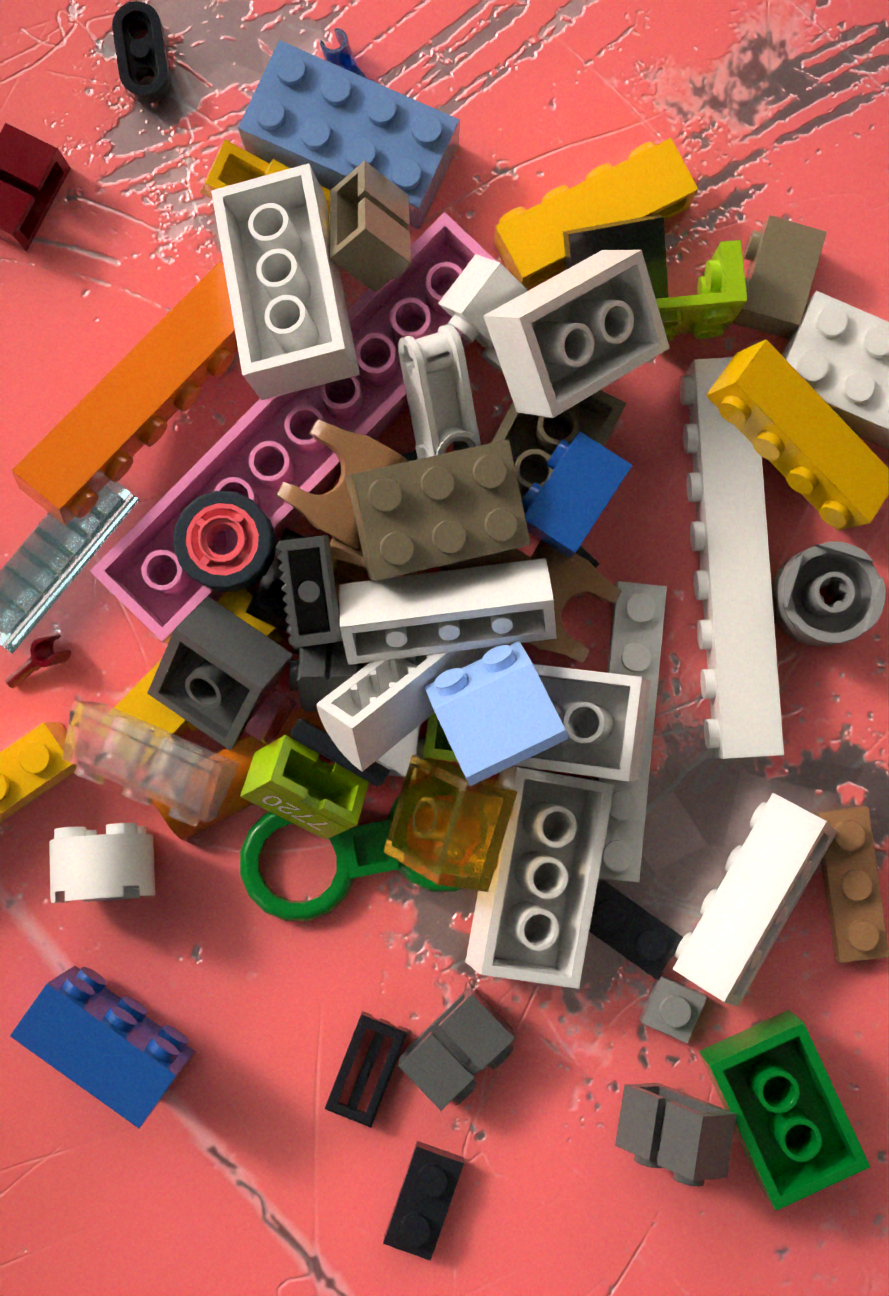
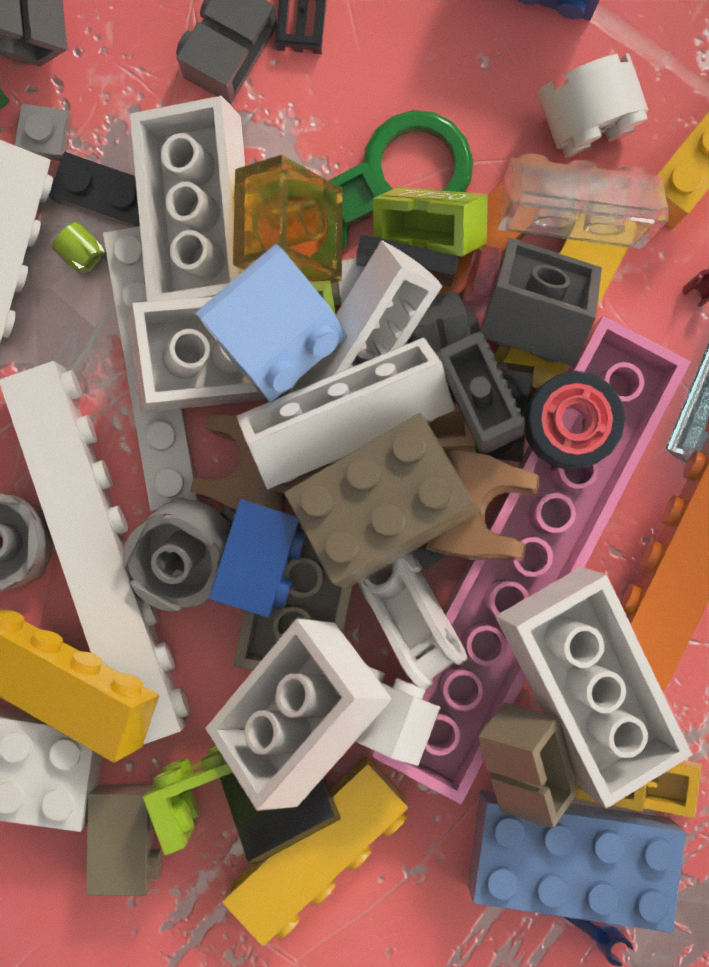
camera: 160 degrees right, 0 degrees up
(649, 529) = (176, 554): none -> light grey brick
(668, 873) = (78, 248): none -> lime hose

